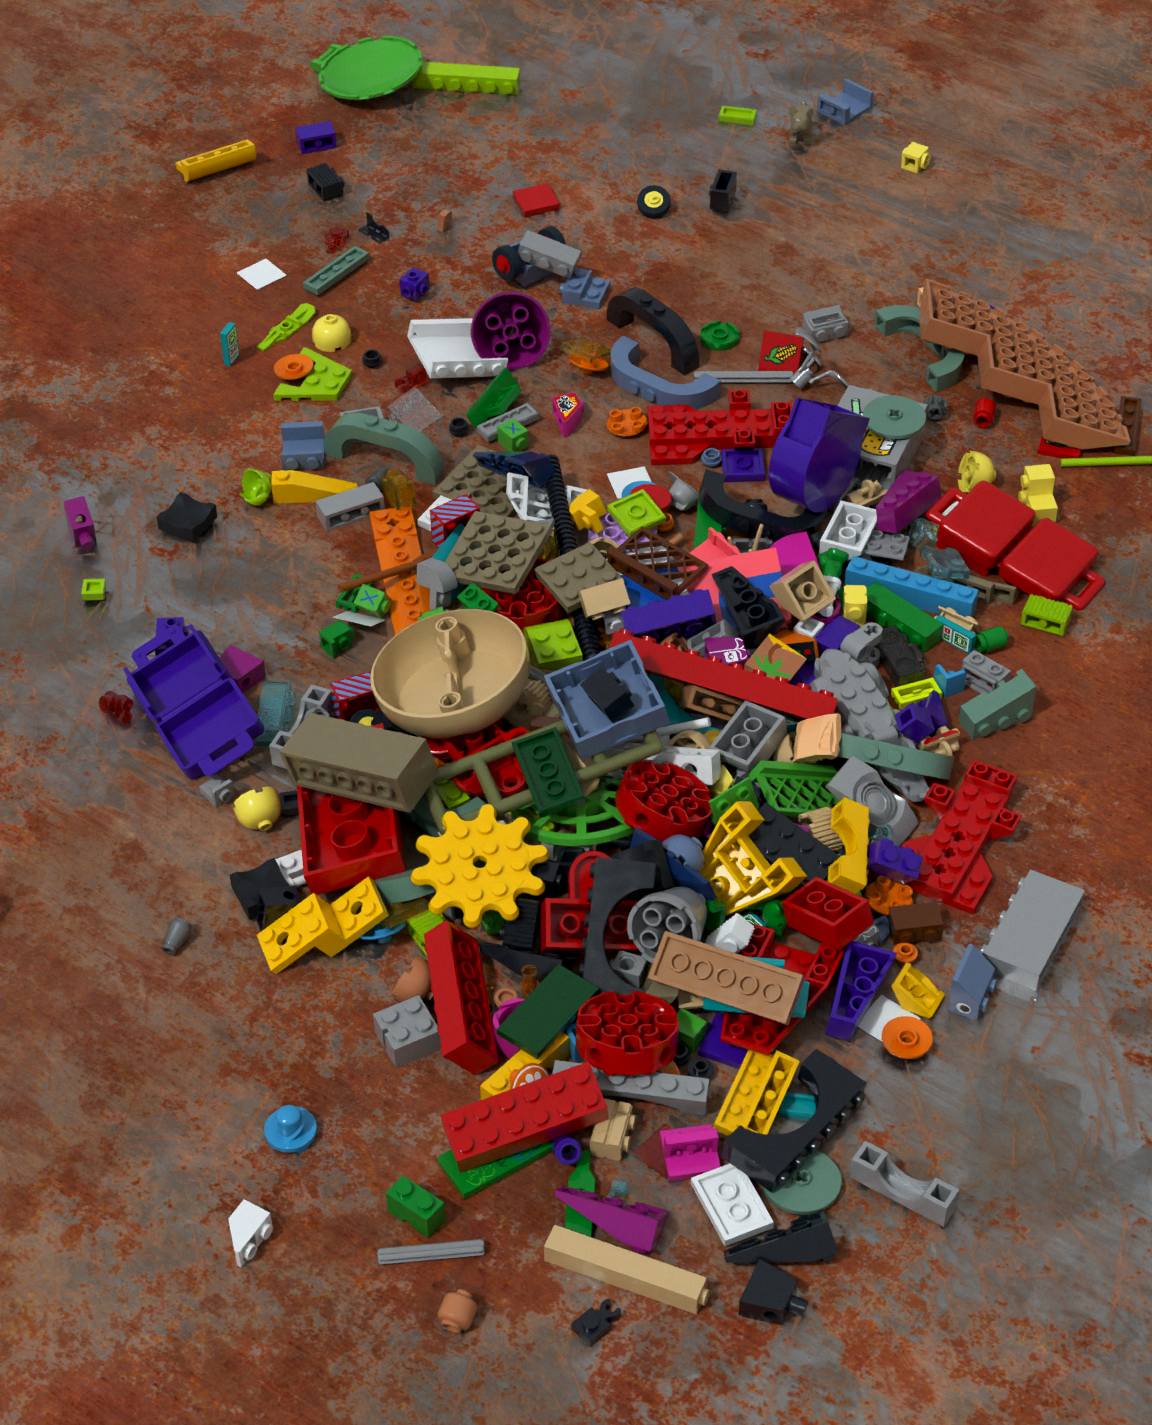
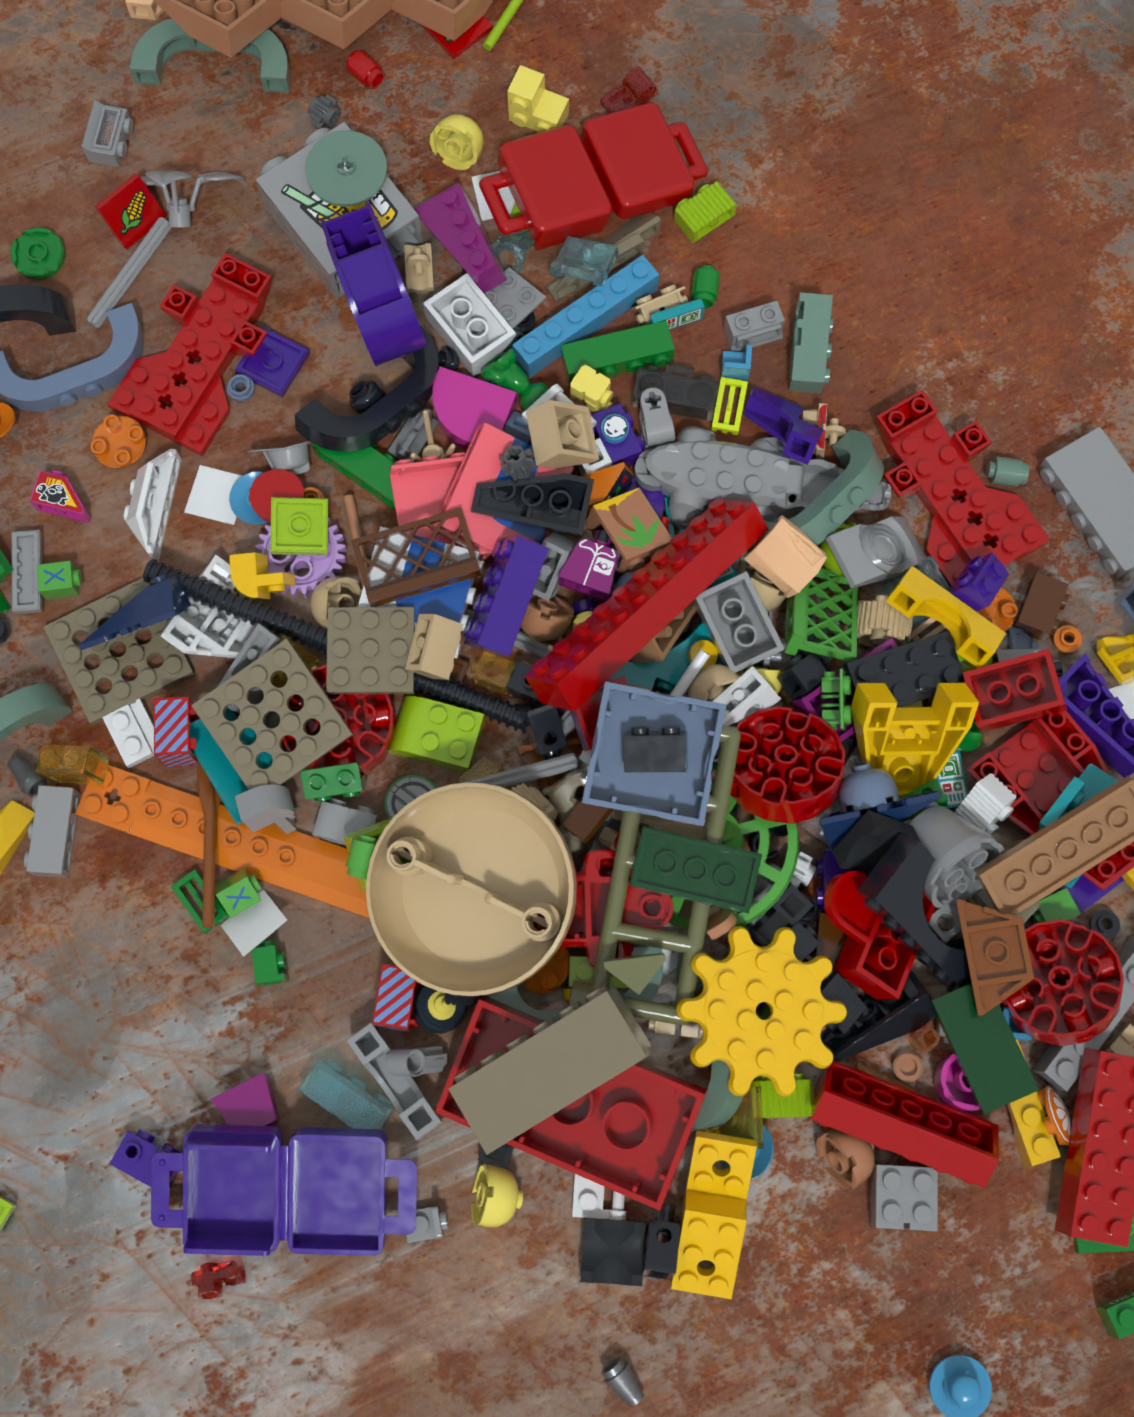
camera: 60 degrees left, 30 degrees up
(456, 775) = (635, 970): none -> olive slope
(531, 817) = (720, 923): none -> nougat tile
(600, 449) = (152, 501): none -> white wedge
(615, 977) = (995, 954): none -> dark orange wing
(762, 575) = (517, 462): none -> dark grey gear
(837, 627) = (614, 428): none -> tile
(1004, 861) = (1007, 471): none -> sand green brick
(1105, 541) = (634, 91): none -> clear red plate

